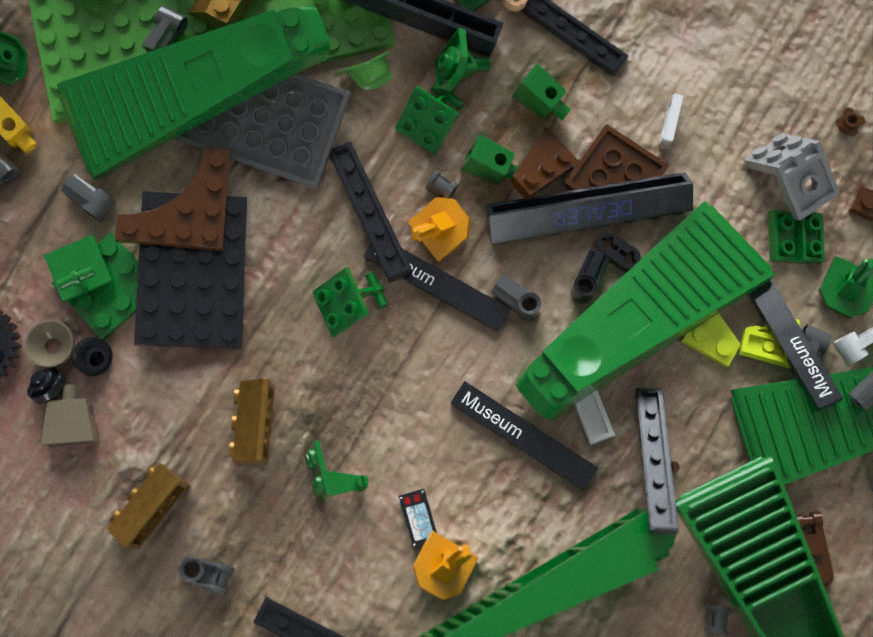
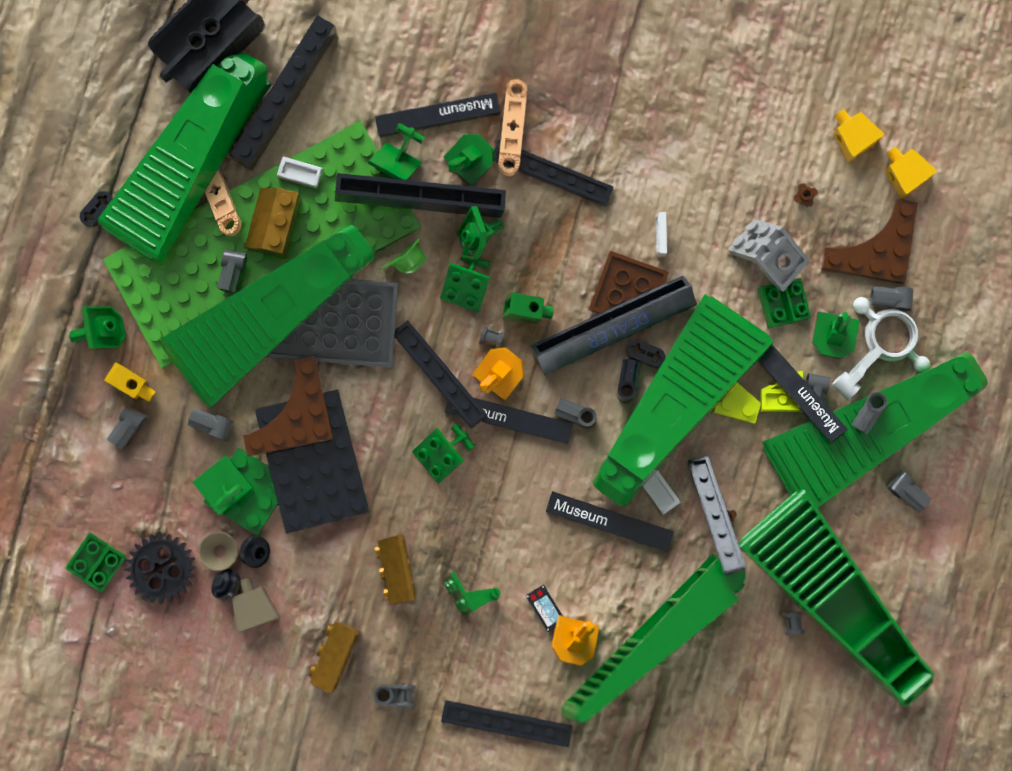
camera: 15 degrees left, 5 degrees up
(542, 94) = (544, 239): green torso -> none
(543, 165) = (569, 297): reddish brown wing -> none
(818, 545) = (855, 547): reddish brown plate -> none

